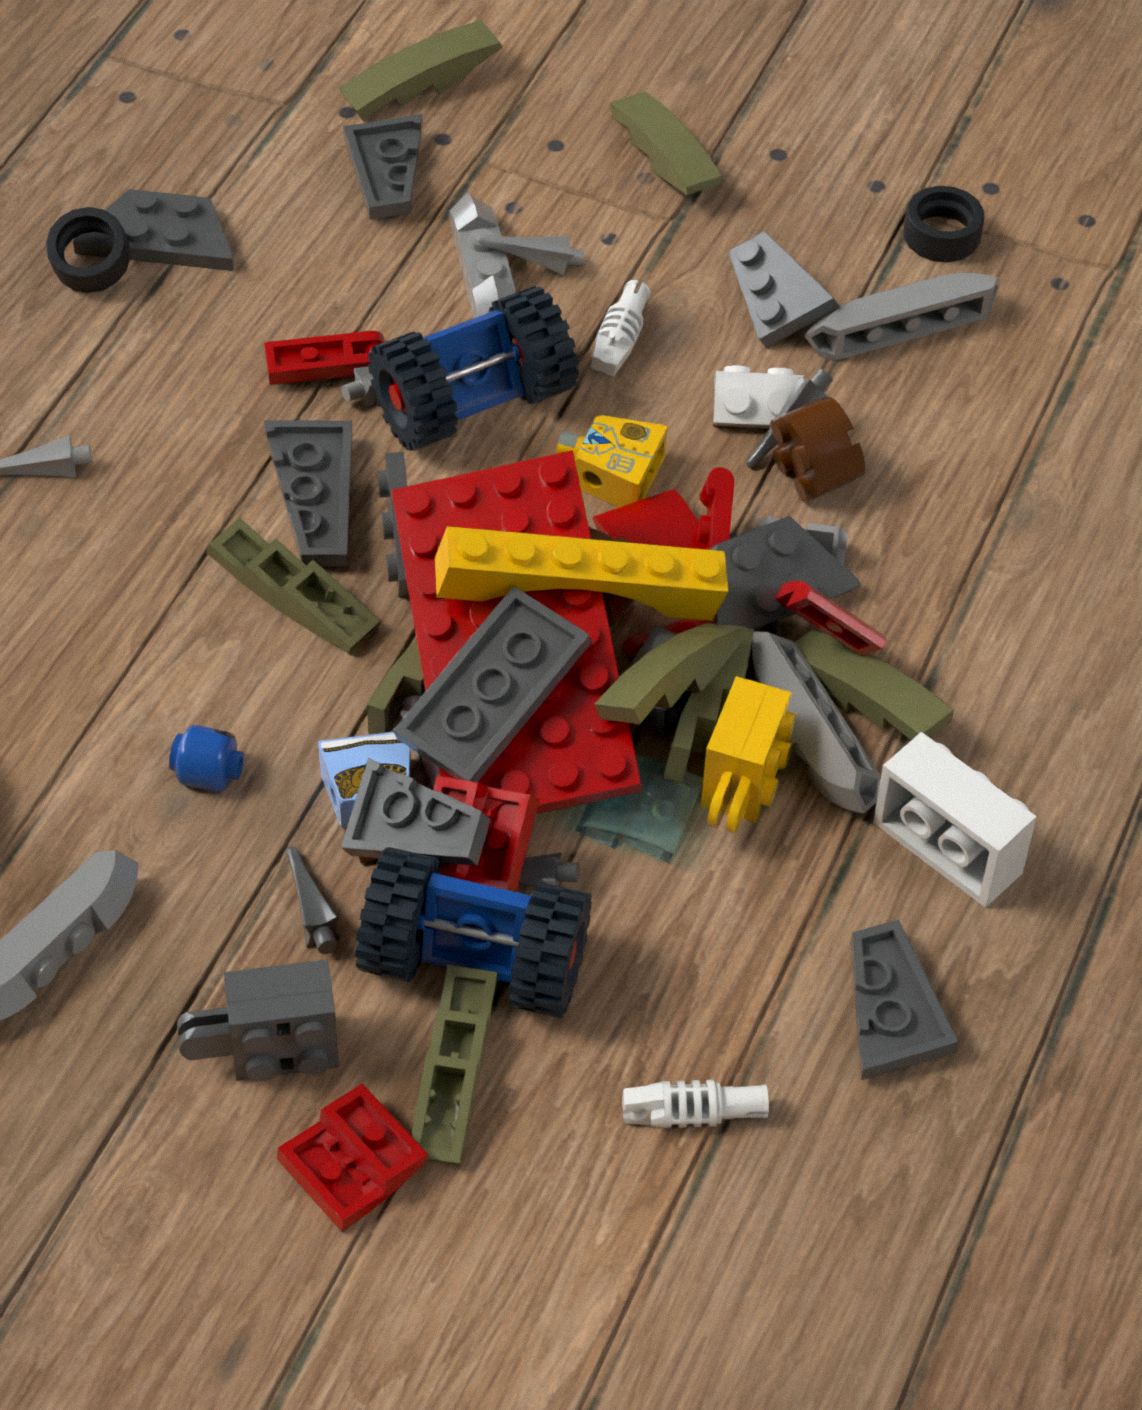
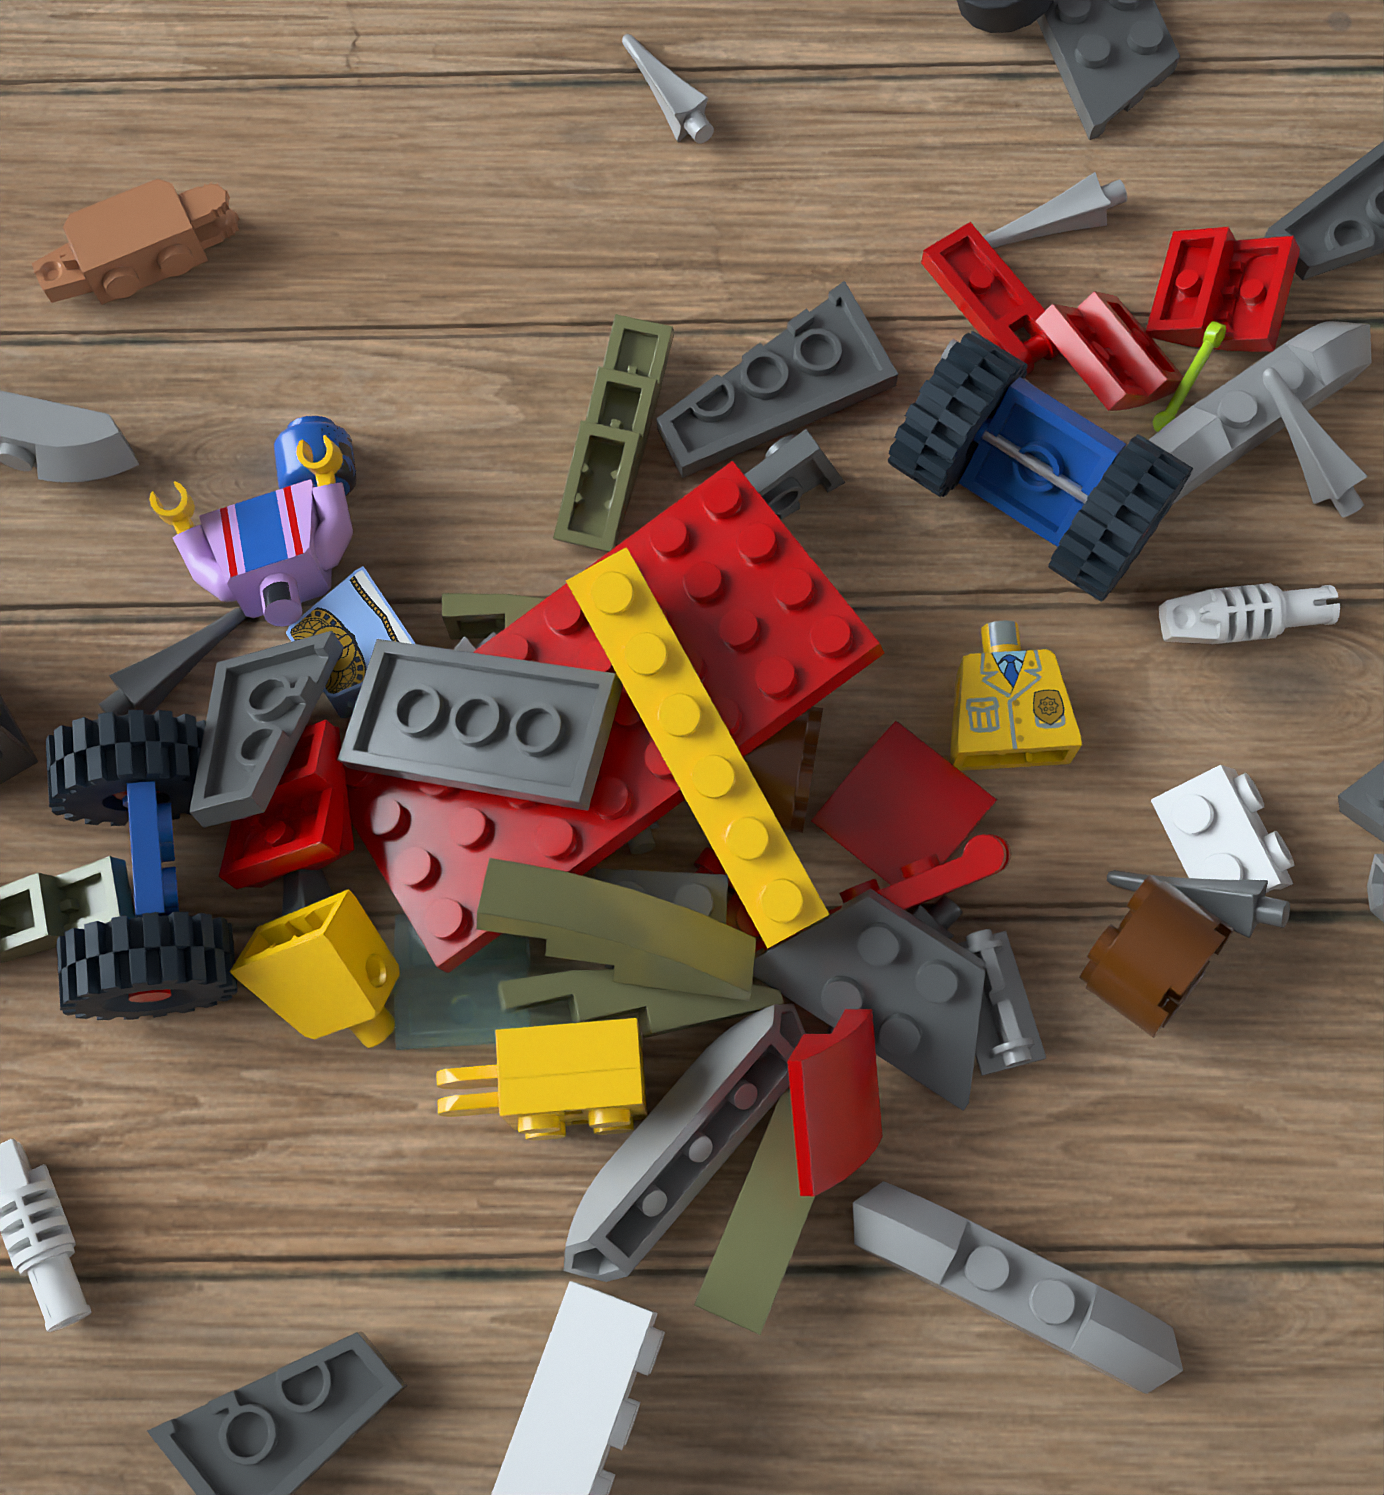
camera: 70 degrees right, 20 degrees up
(265, 791) = (269, 547): none -> lavender torso
(285, 296) = (1075, 209): none -> light grey piece
(395, 248) = (1227, 282): none -> red slope
(406, 312) = (1111, 352): none -> red slope
(464, 314) = (1212, 339): none -> lime hinge
(604, 853) = (323, 970): none -> yellow torso
(976, 602) = (1016, 1287): none -> light grey brick

